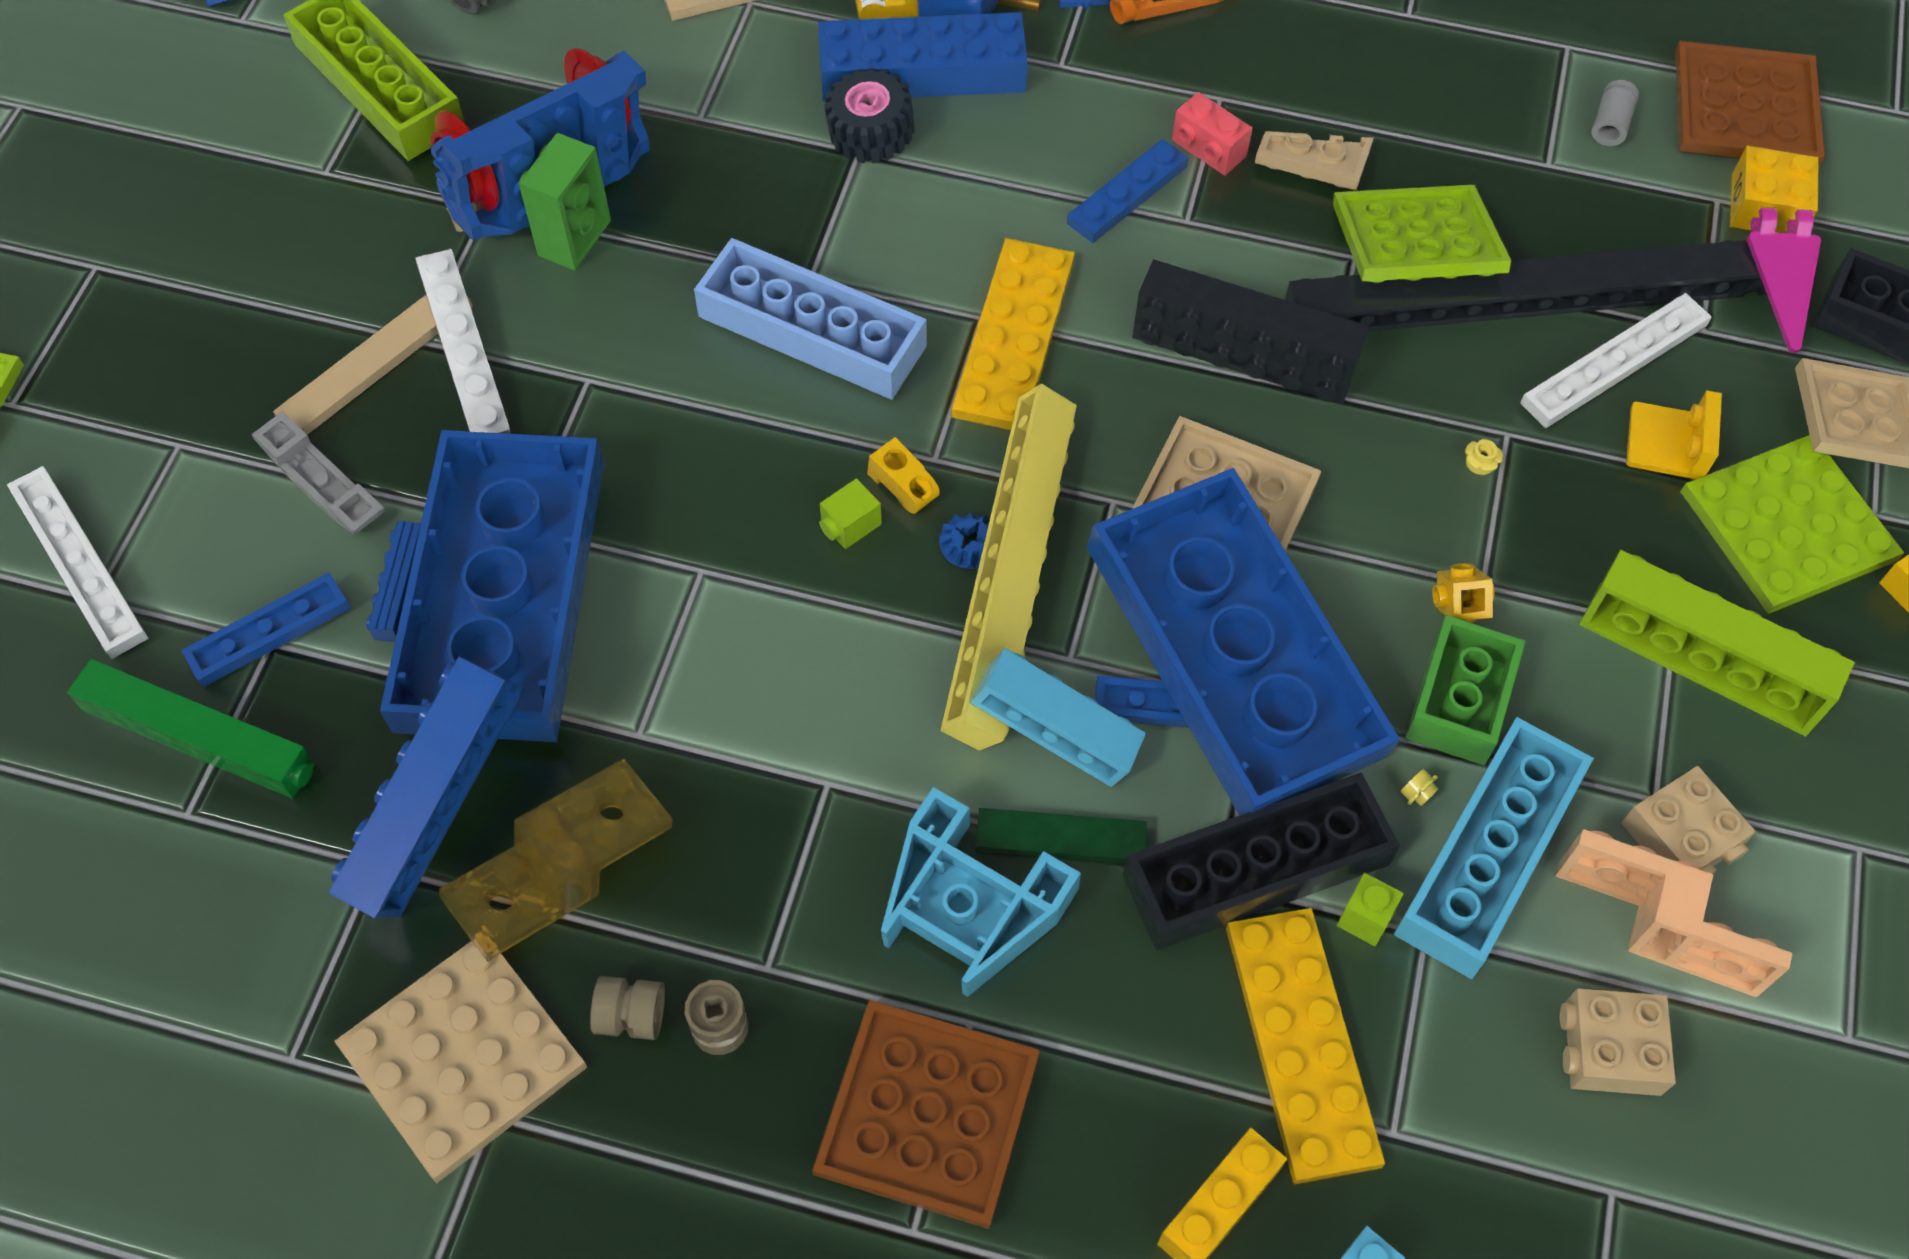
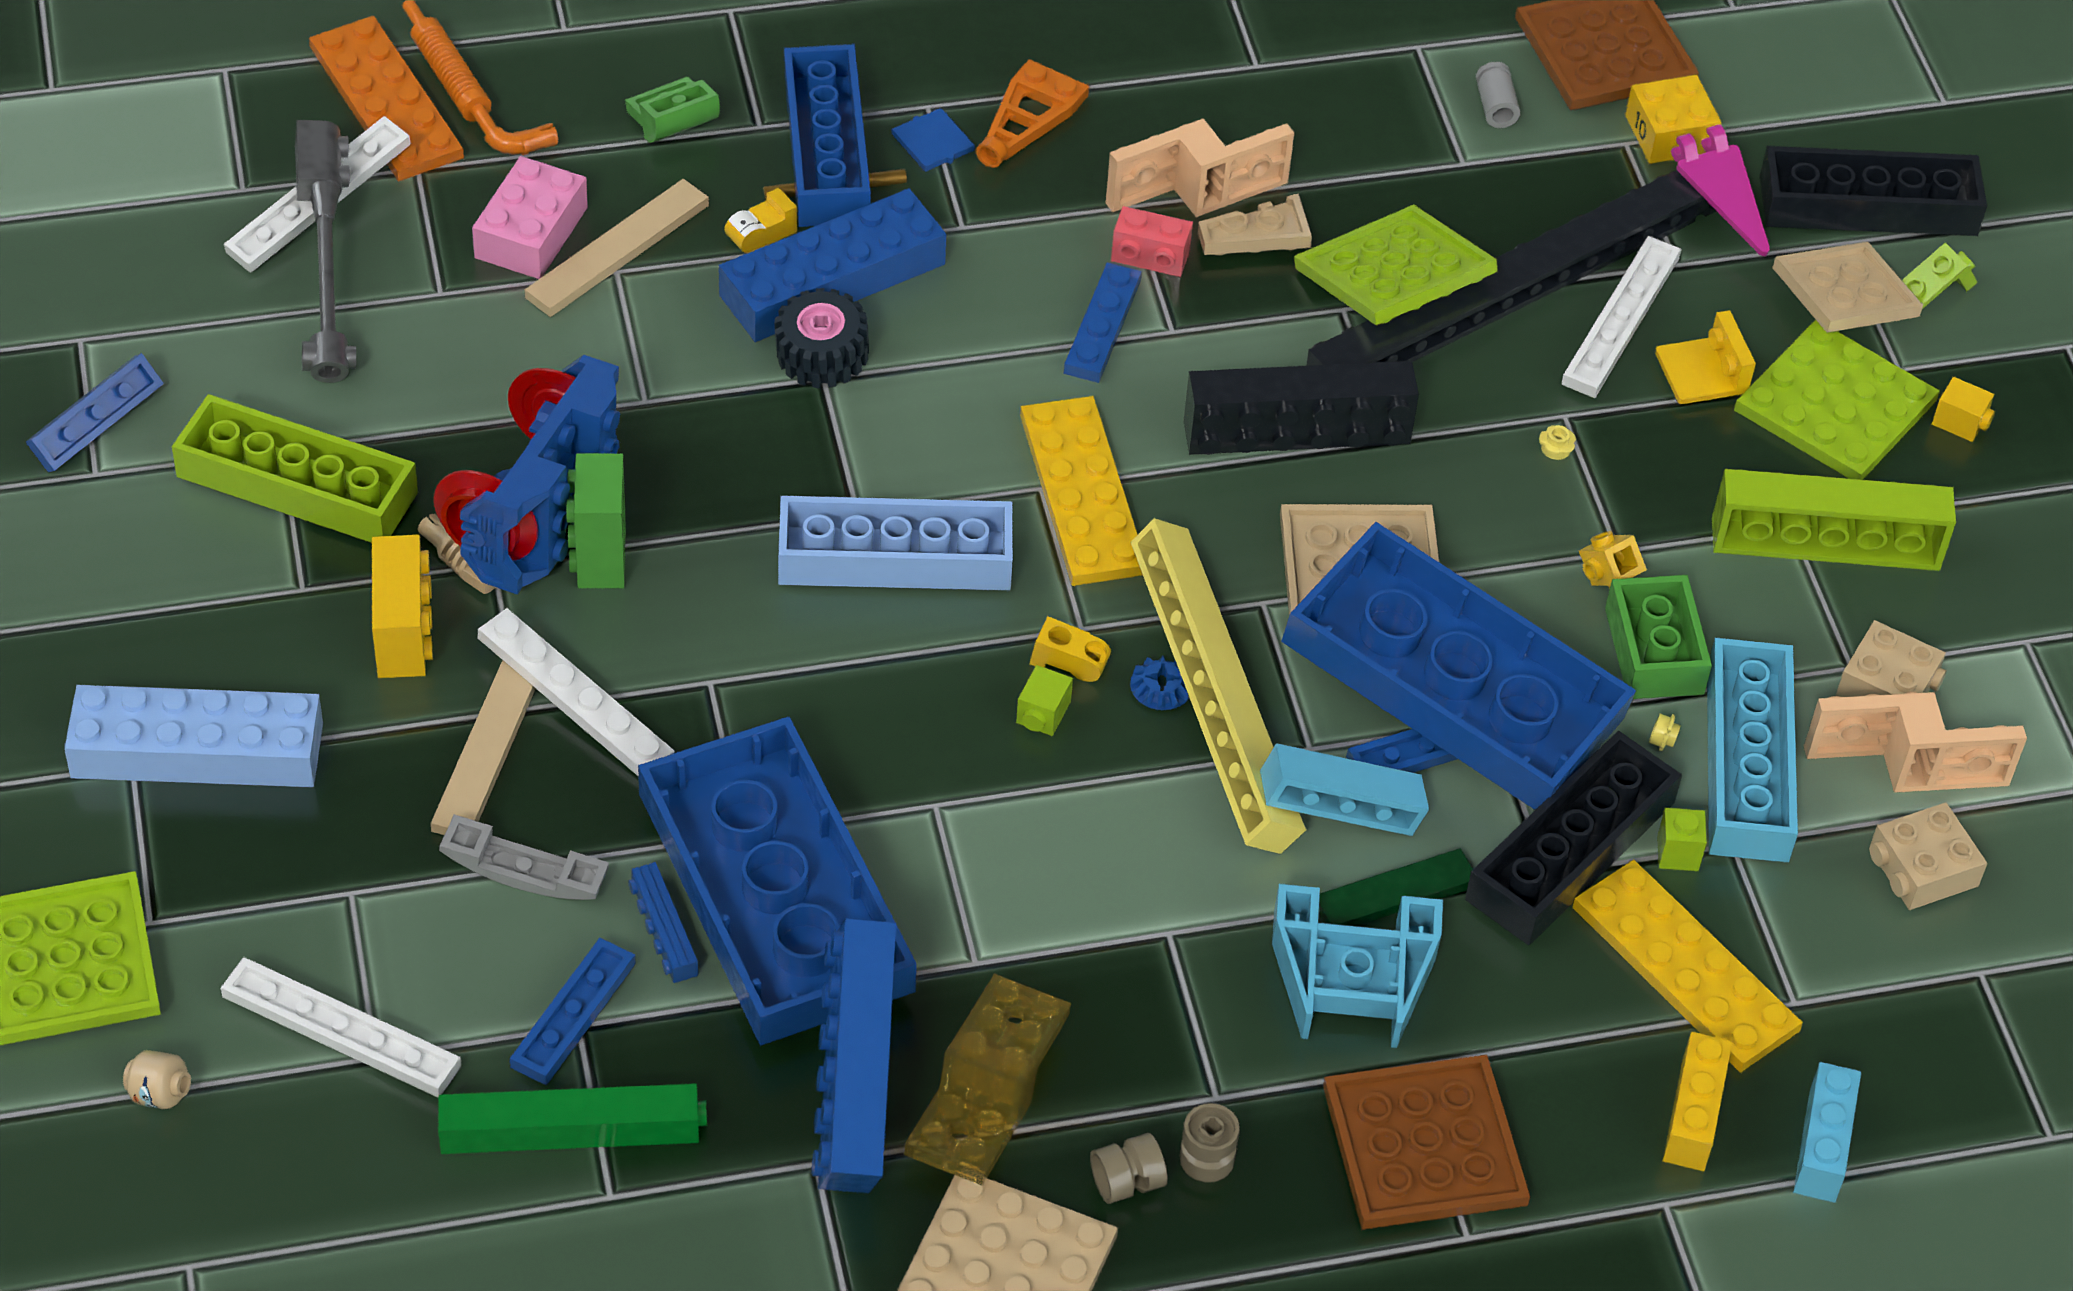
camera: 30 degrees left, 10 degrees down
(145, 261) = (194, 736): none -> light blue brick
(366, 213) = (399, 606): none -> yellow brick
(1295, 88) = (1199, 167): none -> light nougat bracket

